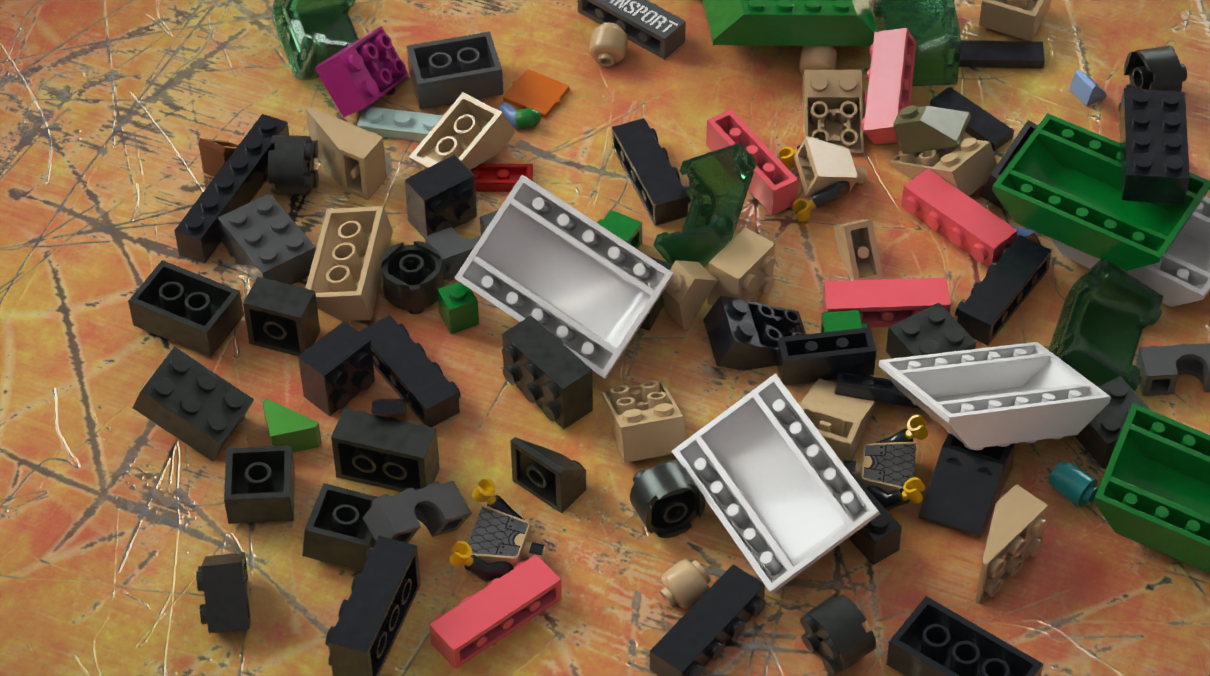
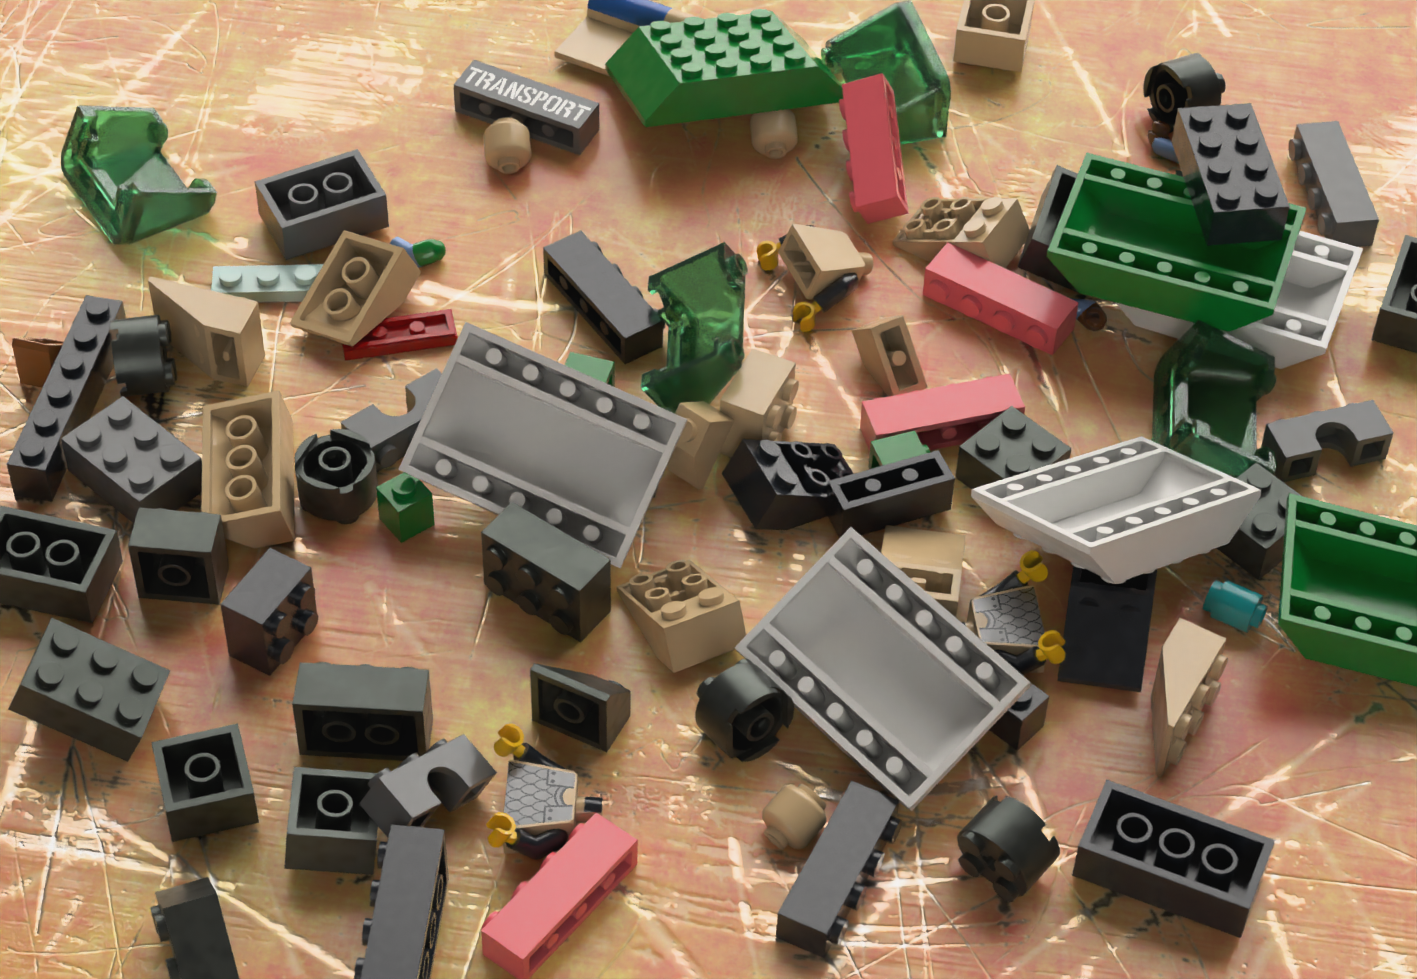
camera: 15 degrees left, 0 degrees up
(290, 428) = (223, 700): bright green slope -> none
(362, 72) = (203, 223): dark pink slope -> none
(389, 406) = (354, 650): black tile -> none
(411, 372) = (368, 602): black brick -> none
(441, 197) = (348, 368): black brick -> none
(536, 92) = (429, 218): orange piece -> none
(772, 181) = (768, 288): coral brick -> none
(834, 107) = (808, 183): tan slope -> none
(870, 389) = (957, 527): black tile -> none
(929, 128) = (937, 193): olive slope -> none
(981, 124) = (975, 173): black tile -> none
(1002, 54) = (995, 91): black tile -> none
(1003, 289) = (1079, 376): black brick -> none
(1086, 88) = (1103, 119): light blue slope -> none

